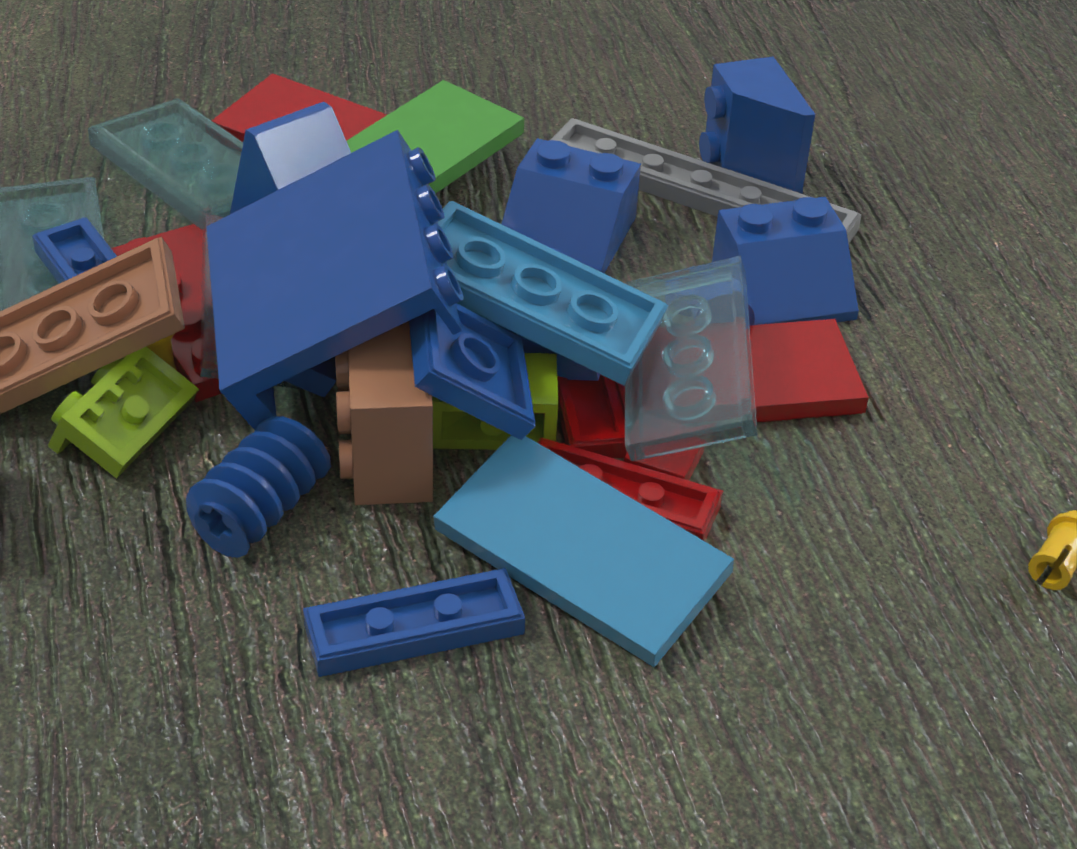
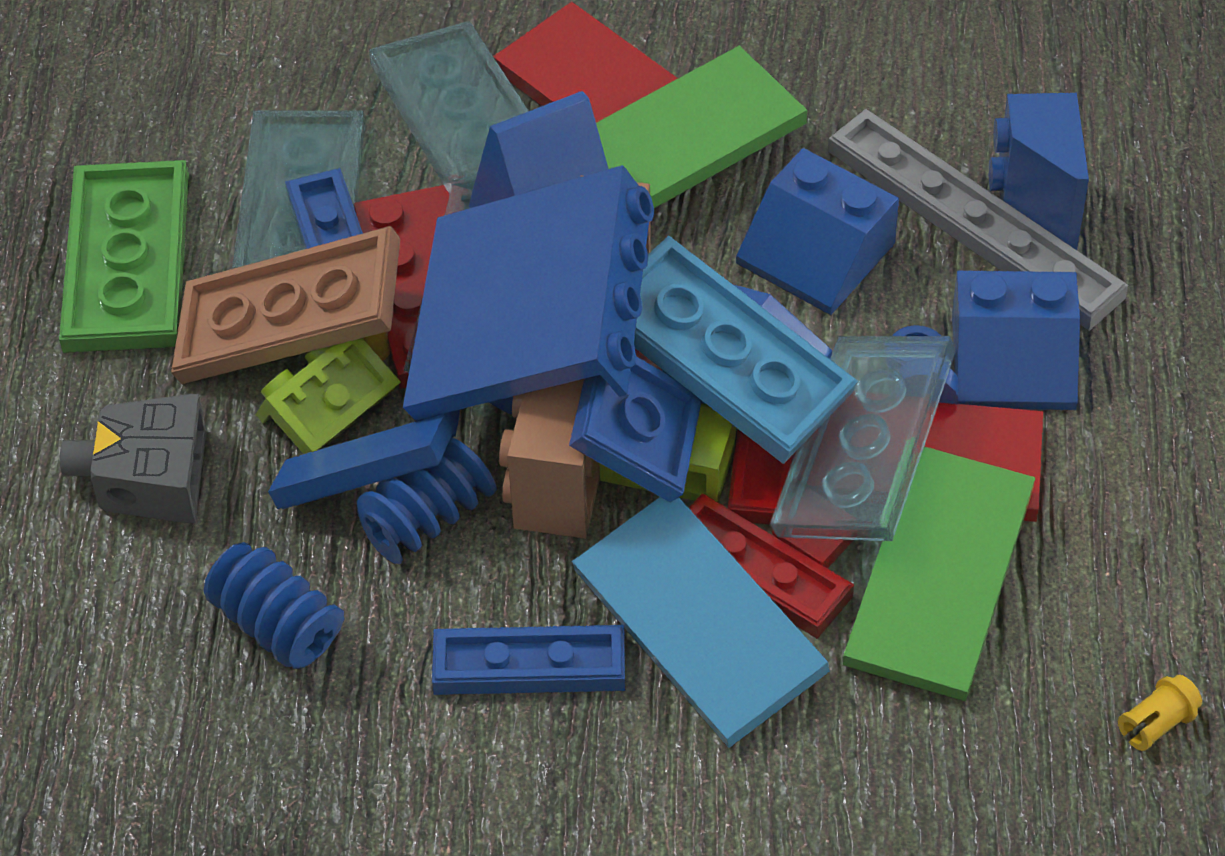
camera: 20 degrees right, 10 degrees up
(117, 613) = (273, 604): none -> blue piece
(181, 458) = (361, 461): none -> blue tile
(806, 472) = (940, 575): none -> bright green tile

